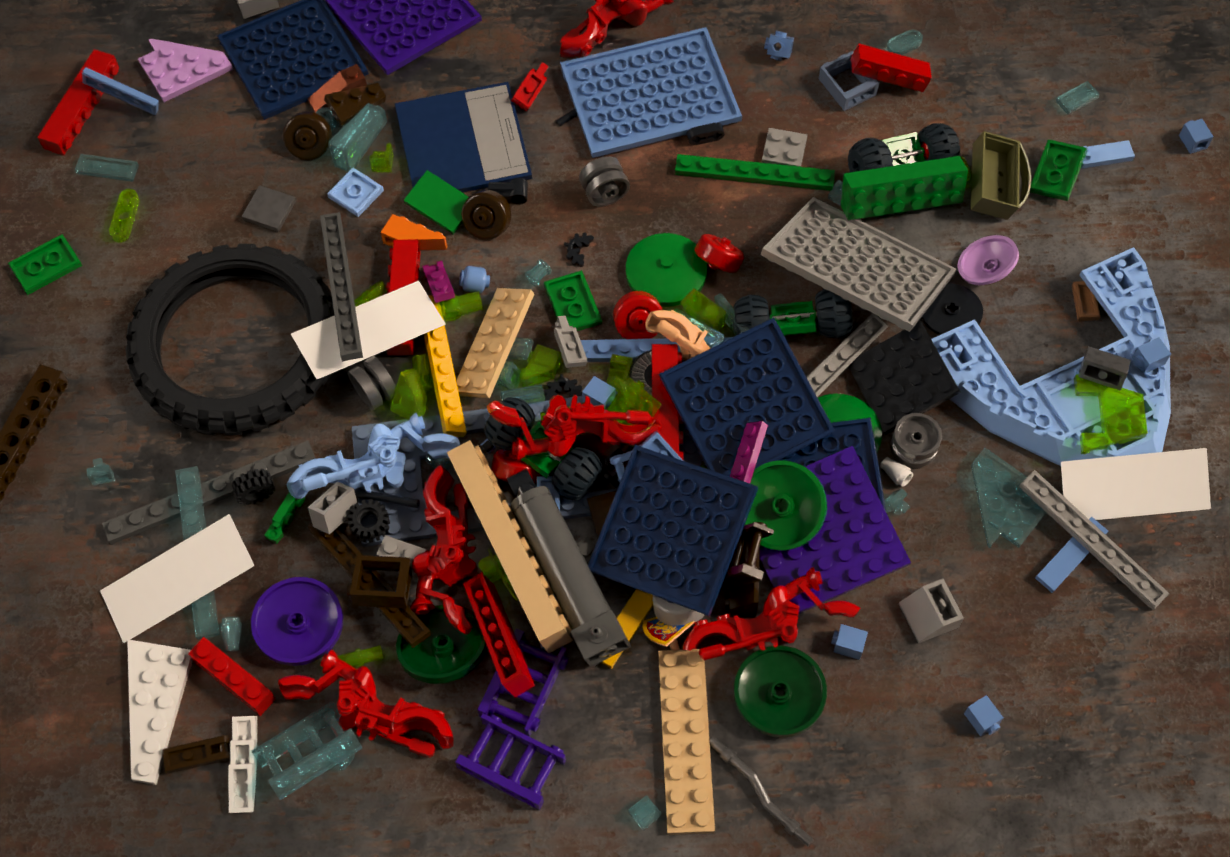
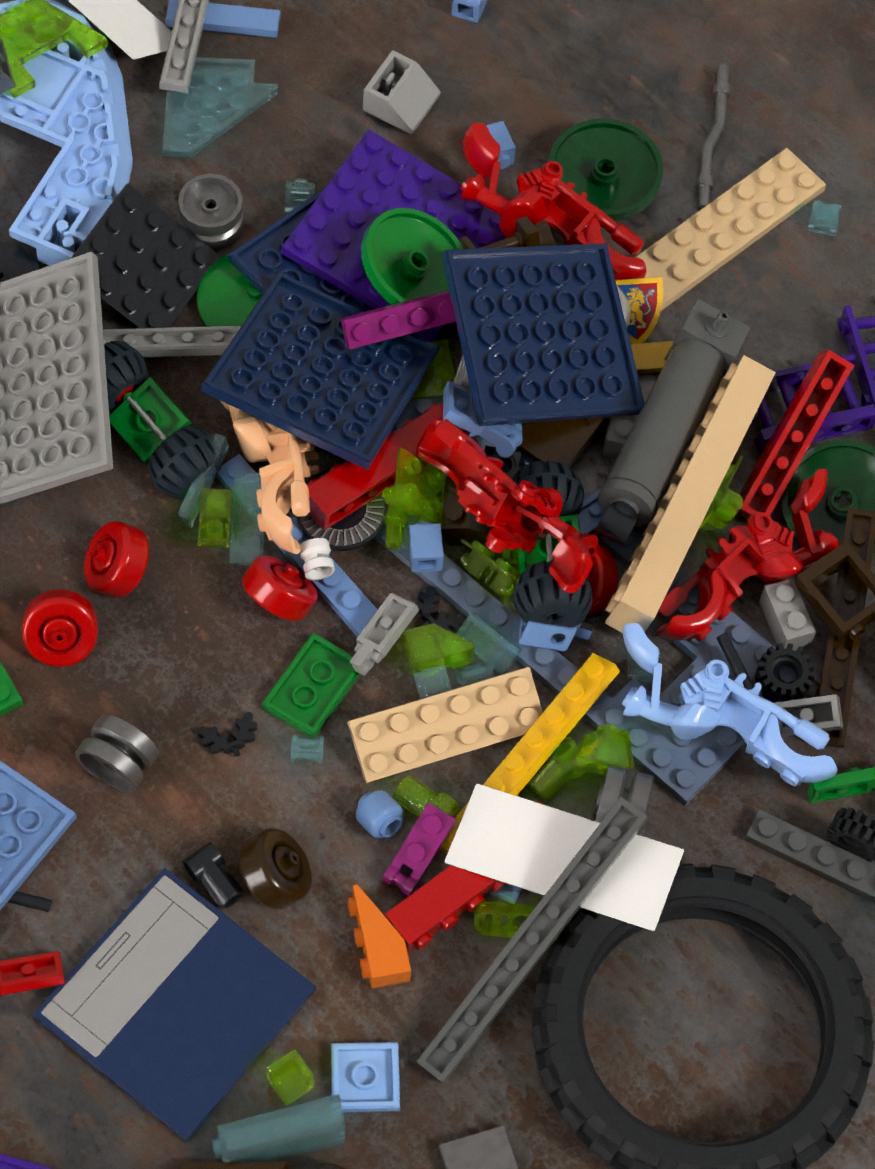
camera: 135 degrees left, 0 degrees up
(437, 201) = (300, 948): green tile -> none
(619, 367) = (367, 562): clear neon green panel -> none
(637, 338) = (316, 557): none -> white wheel
(665, 268) = (181, 615): green dish -> none
(699, 205) = (59, 628): none -> red wheel
(897, 472) = (260, 213): white cone -> none

